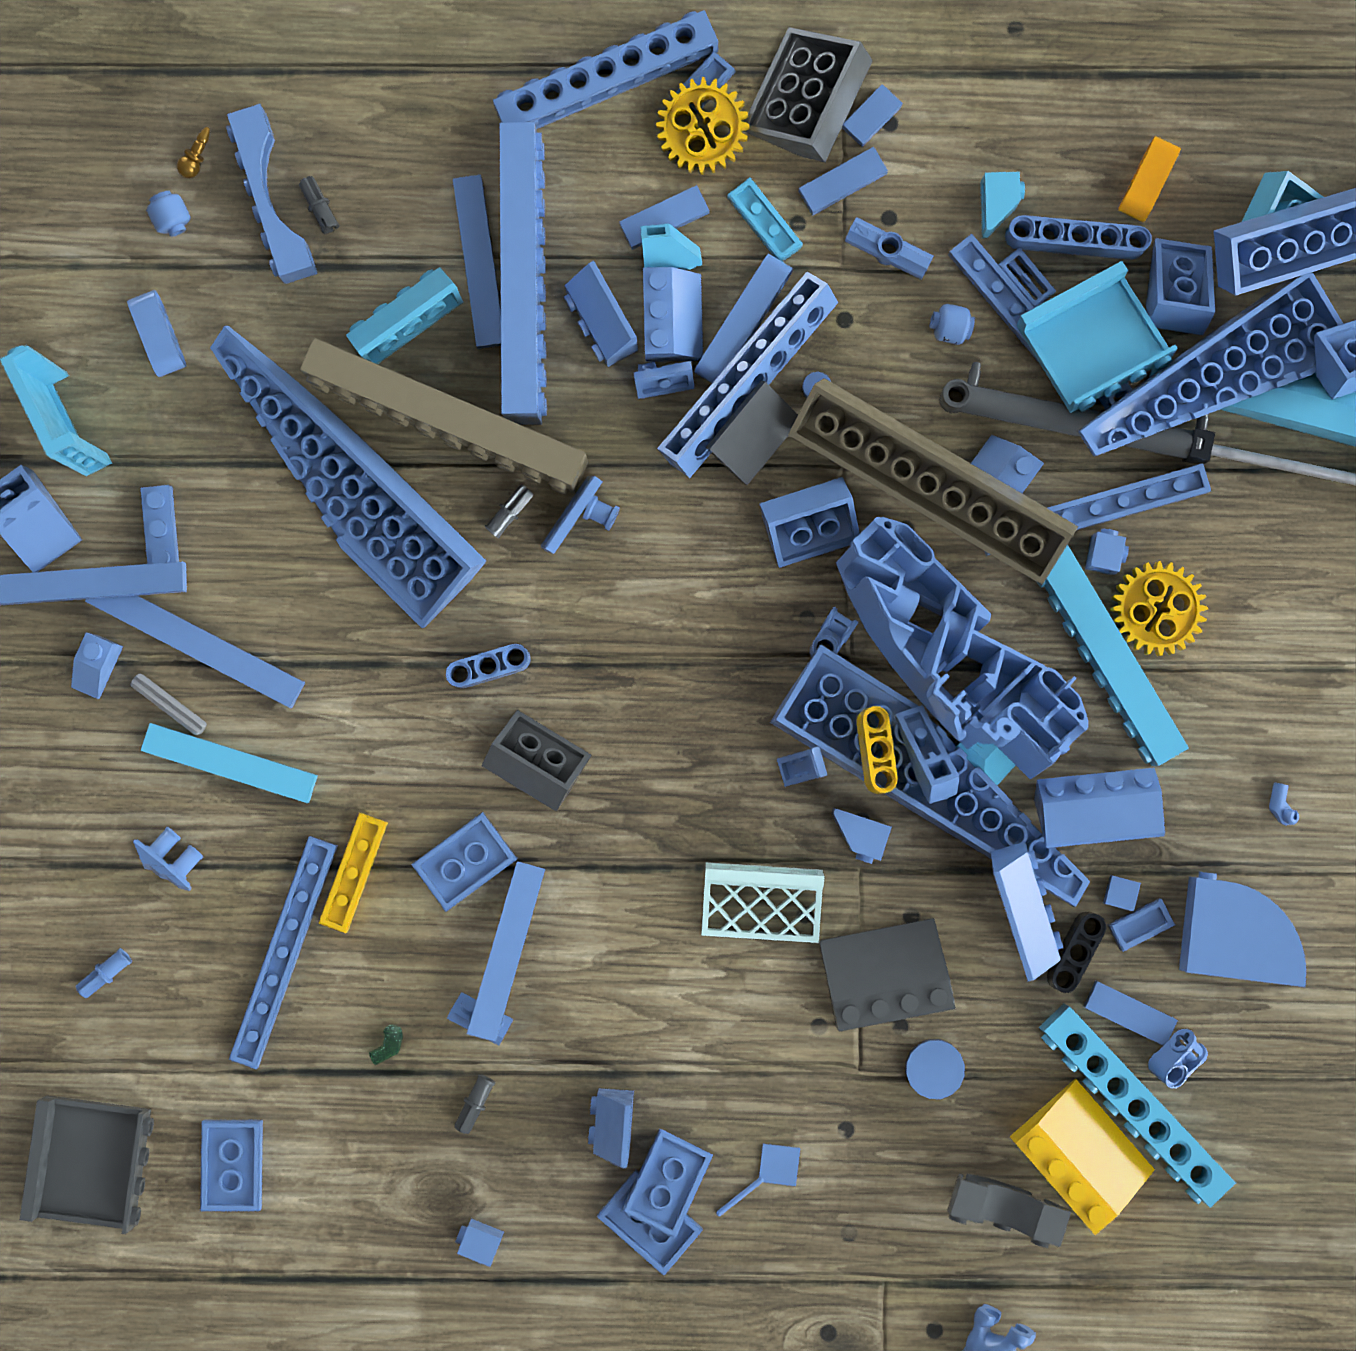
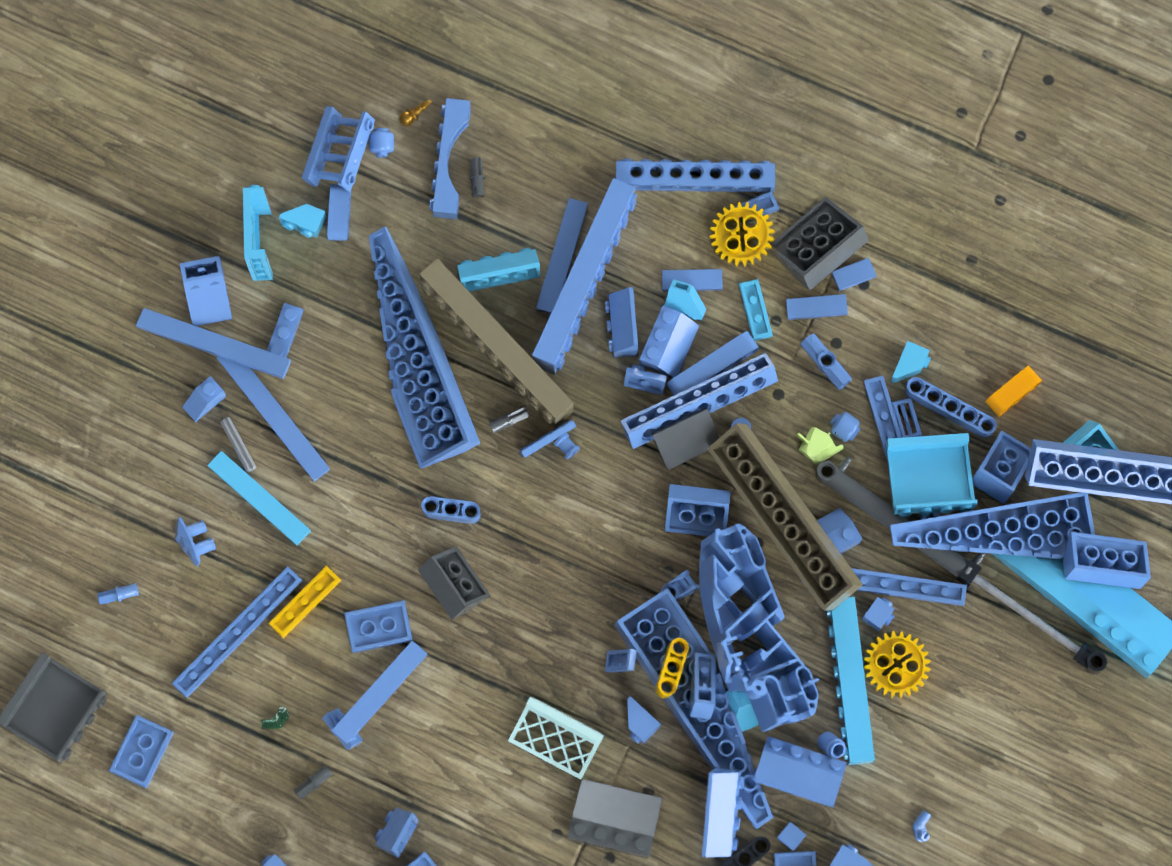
camera: 20 degrees right, 10 degrees down
(92, 253) = (322, 144): none -> medium blue fence
(115, 362) = (304, 219): none -> medium azure slope
(927, 365) = (818, 446): none -> yellowish green piece
(1123, 753) = (831, 745): none -> medium blue brick

